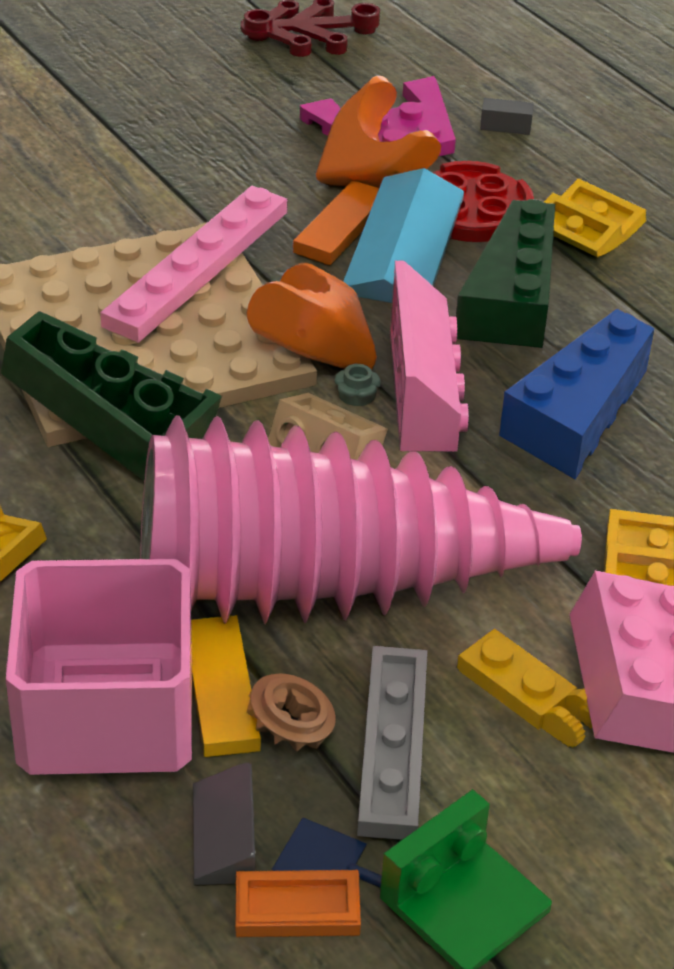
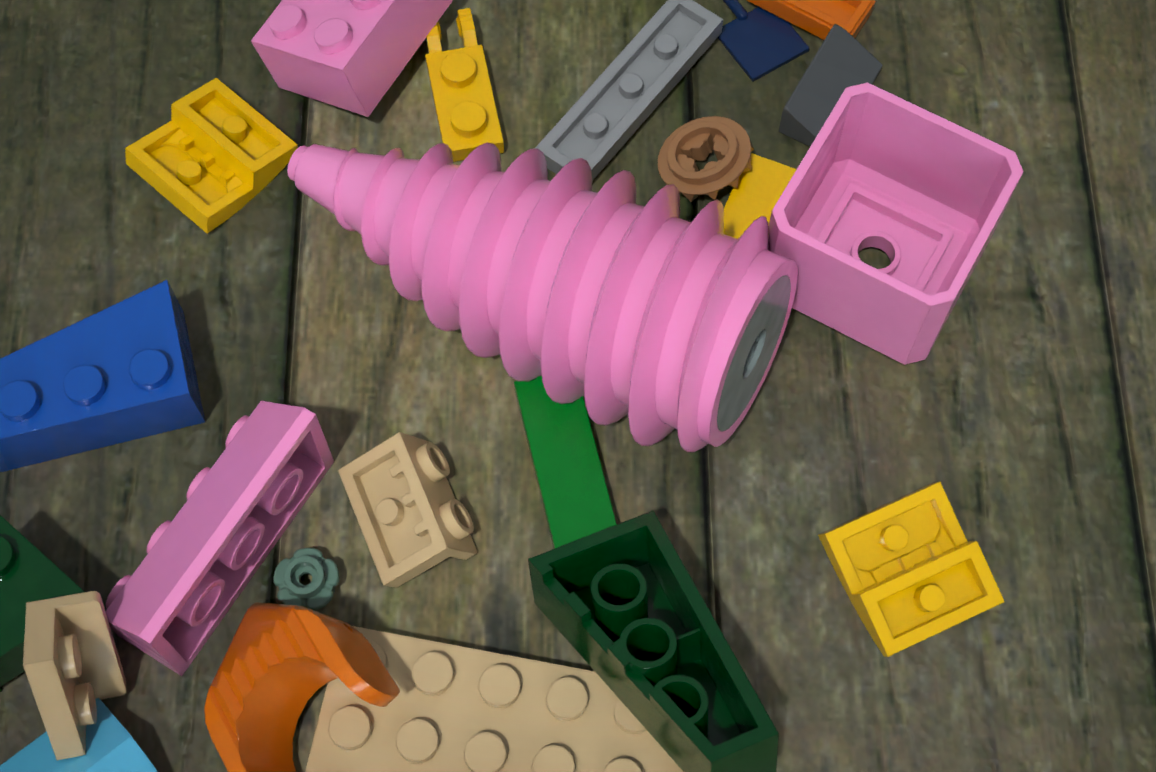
camera: 145 degrees left, 25 degrees up
(442, 256) = (69, 665): none -> tan bracket

